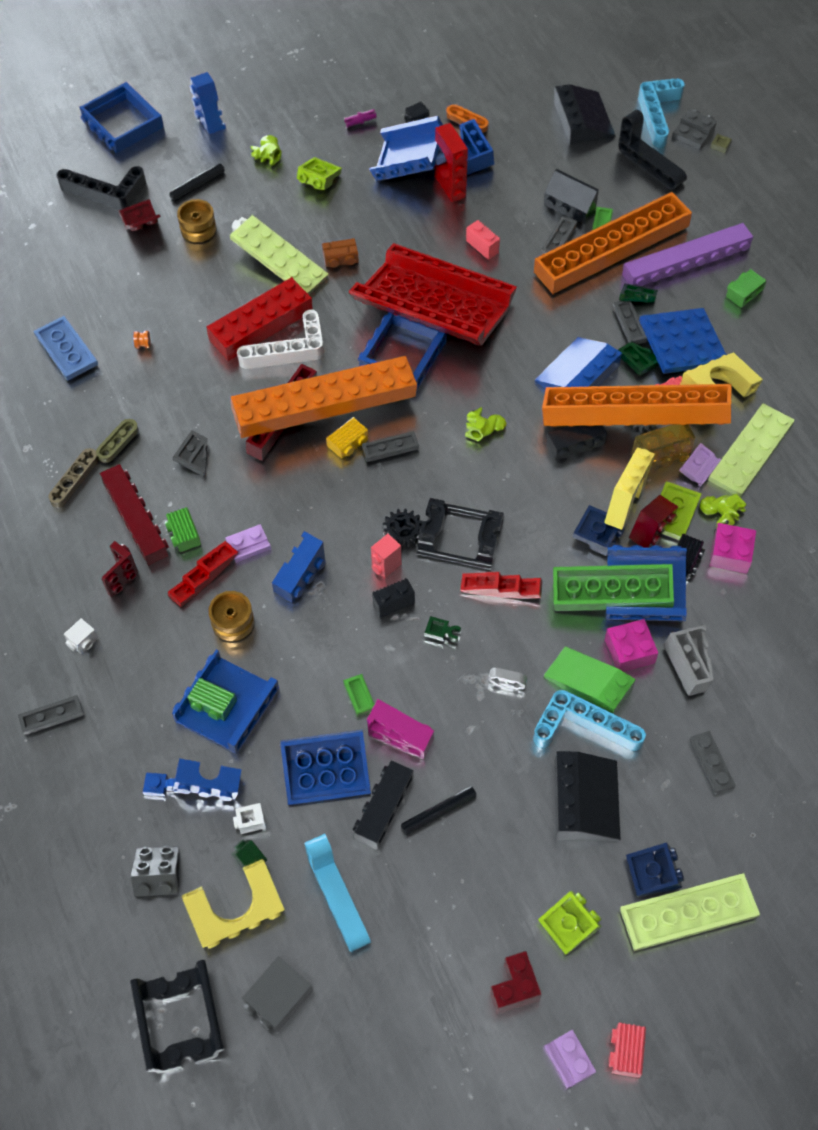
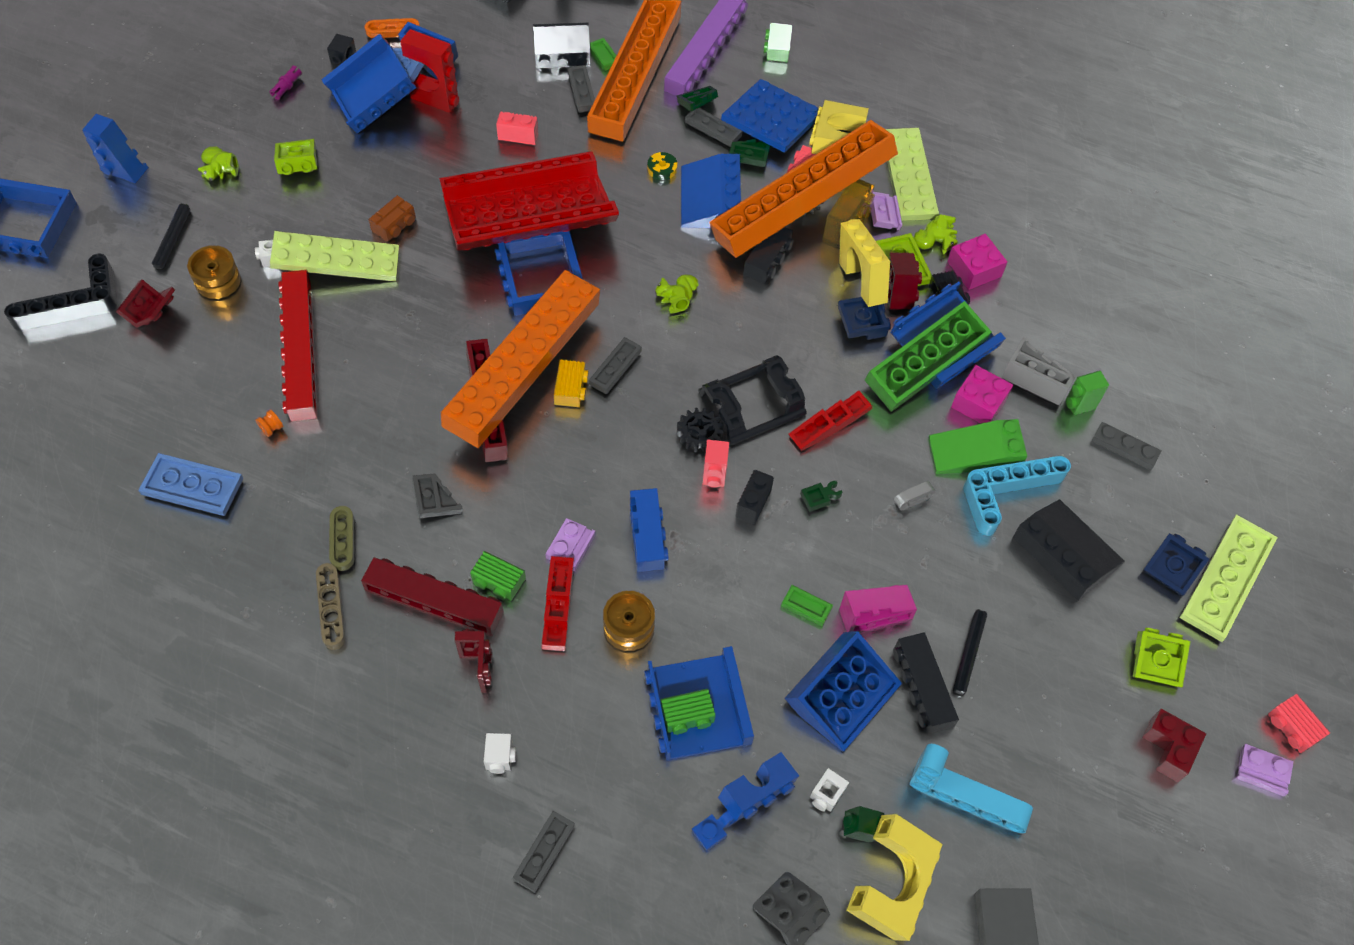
camera: 45 degrees left, 0 degrees up
(204, 301) = (298, 346): none -> red brick
(259, 318) = (374, 328): red brick -> none
(288, 350) = (448, 326): white beam -> none
(566, 334) = (662, 166): none -> piece
(712, 699) = (1087, 392): none -> bright green brick

